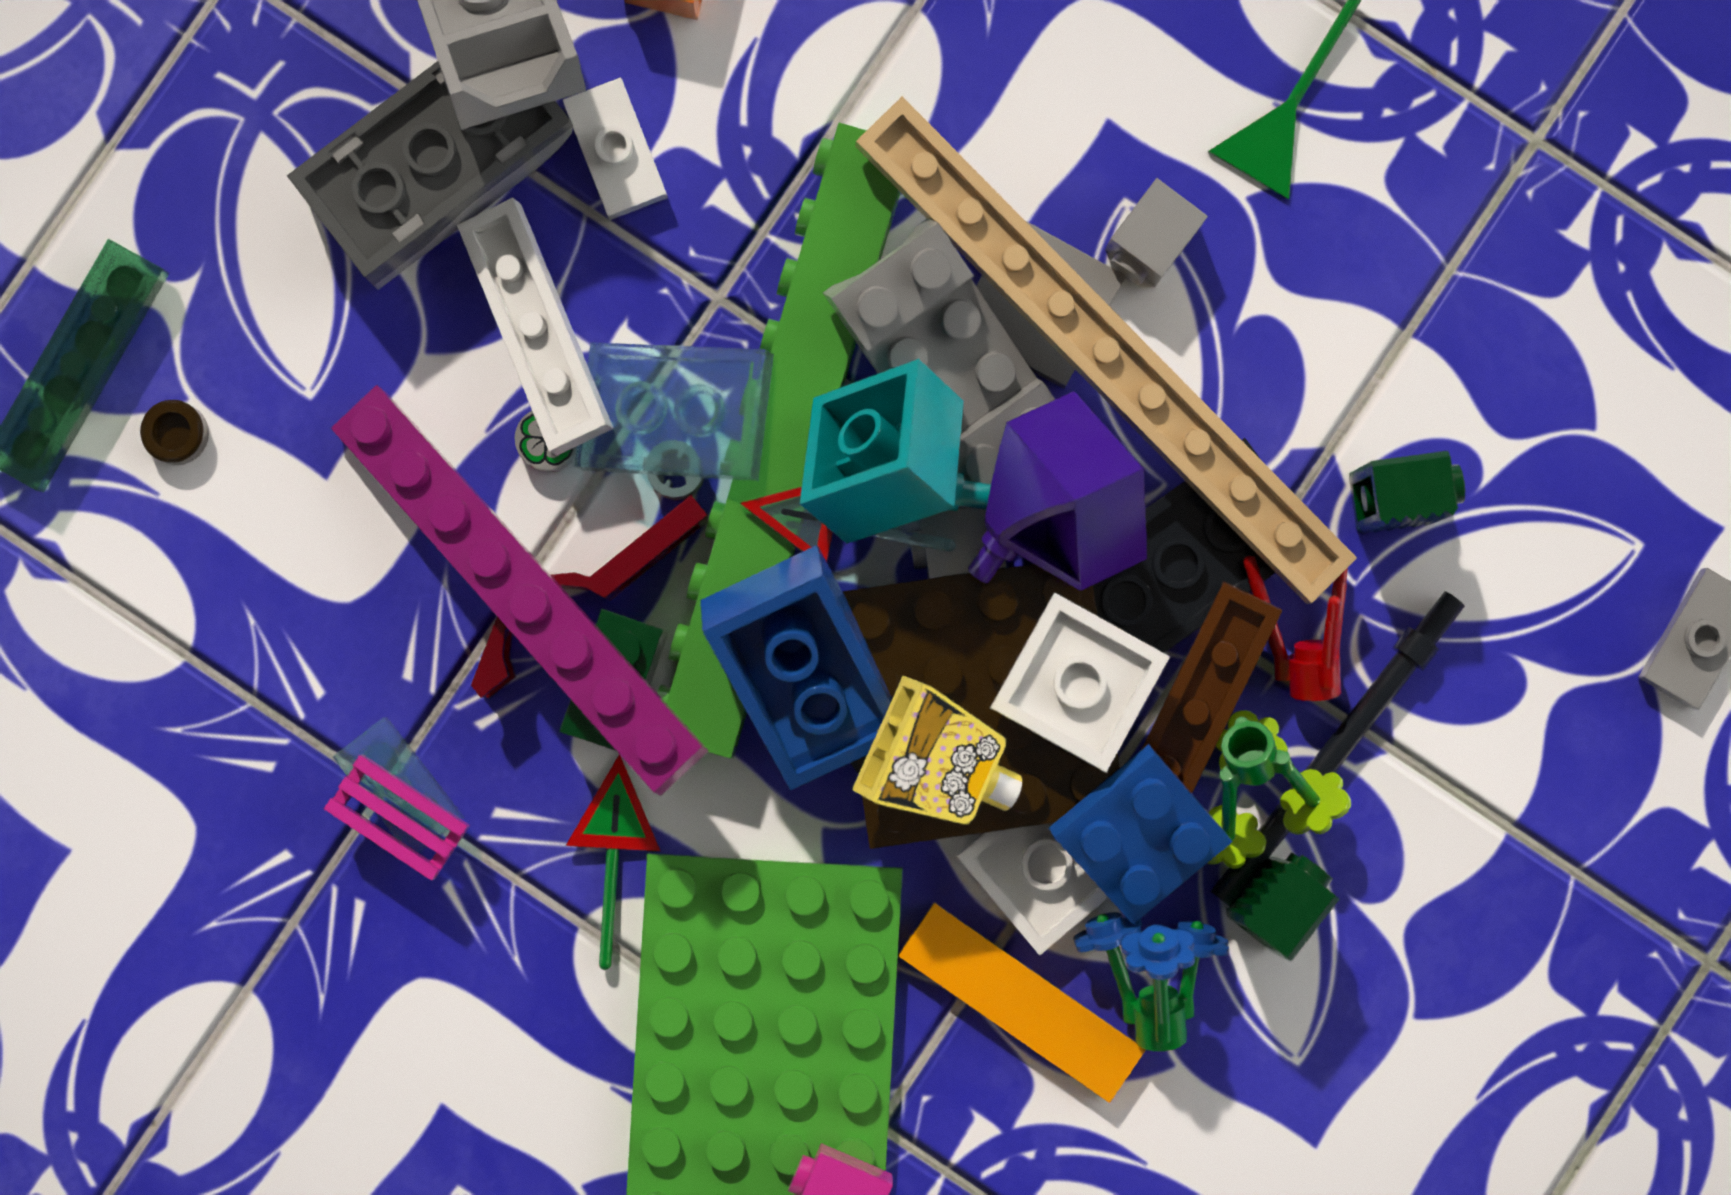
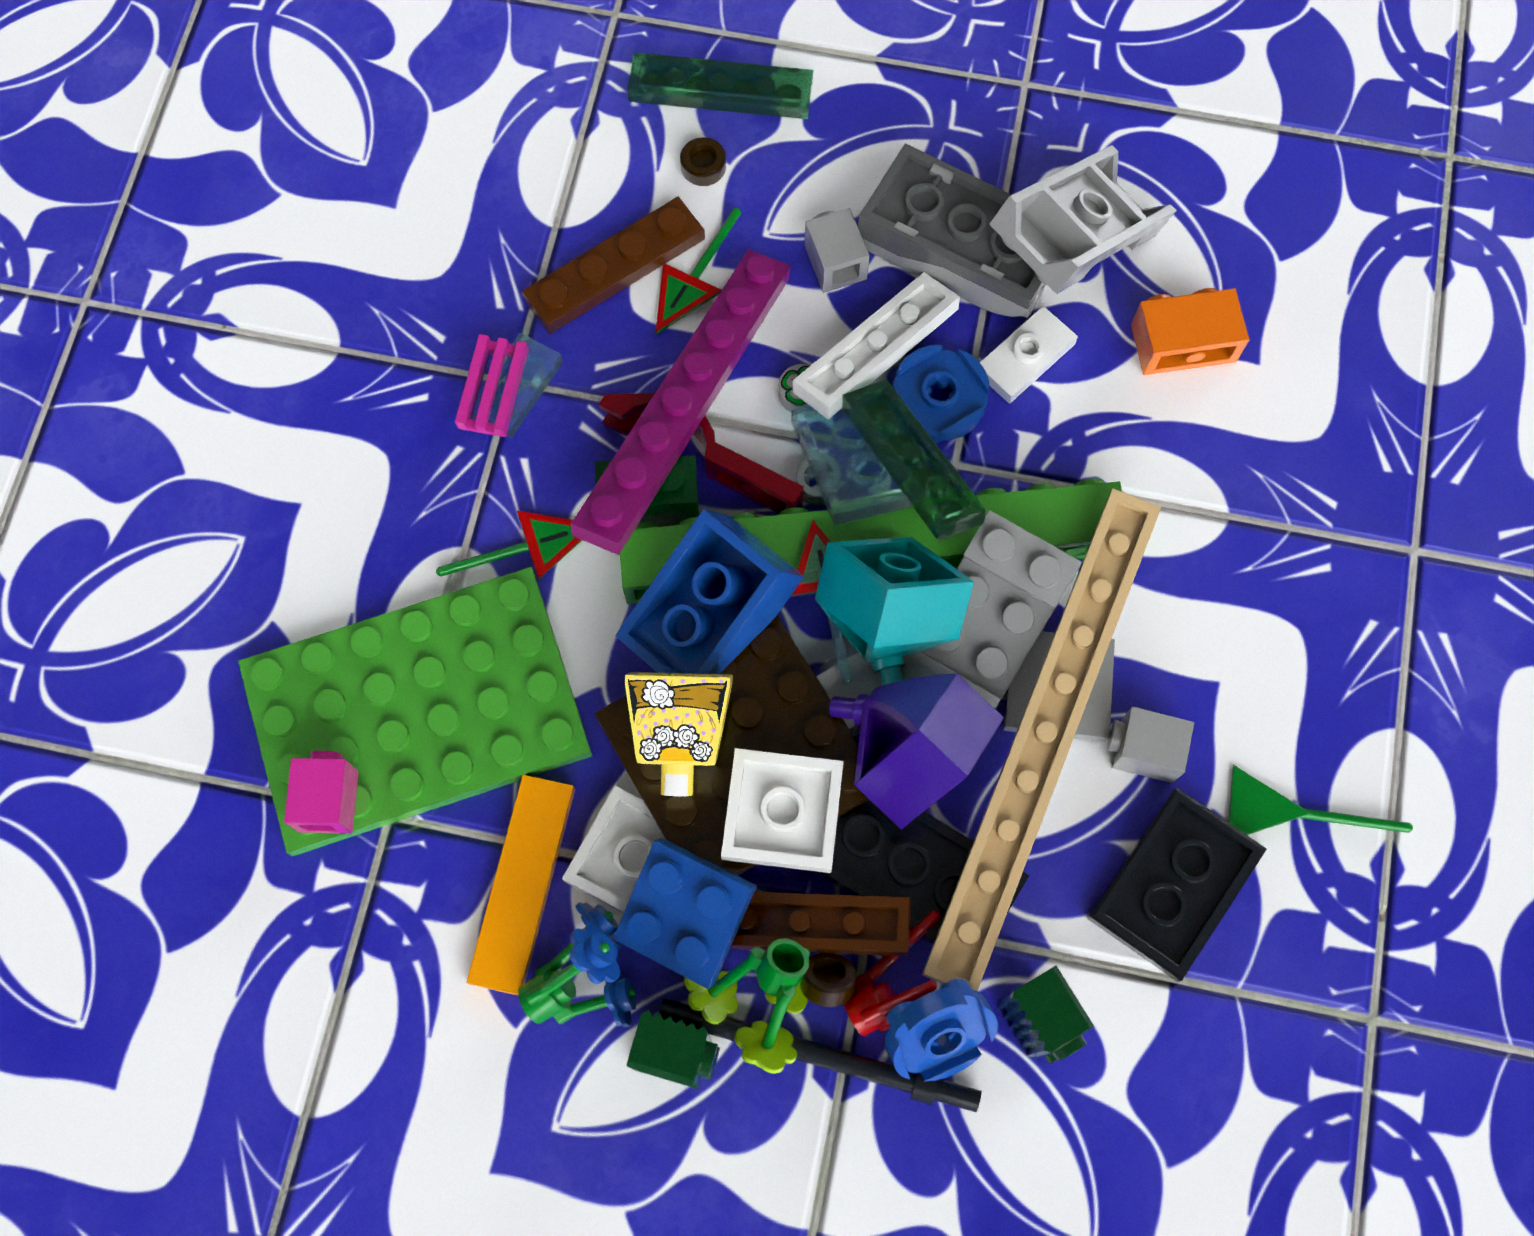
camera: 70 degrees right, 15 degrees down
(276, 602) = (613, 265): none -> reddish brown plate
(352, 530) = (685, 292): none -> piece
(378, 319) = (836, 249): none -> light grey brick
(648, 248) = (946, 369): none -> blue plate
(721, 356) = (913, 460): none -> clear green plate
(1272, 702) = (829, 980): none -> dark brown tile
(1314, 278) = (1177, 884): none -> black tile
(1379, 611) = (939, 1031): none -> blue plate

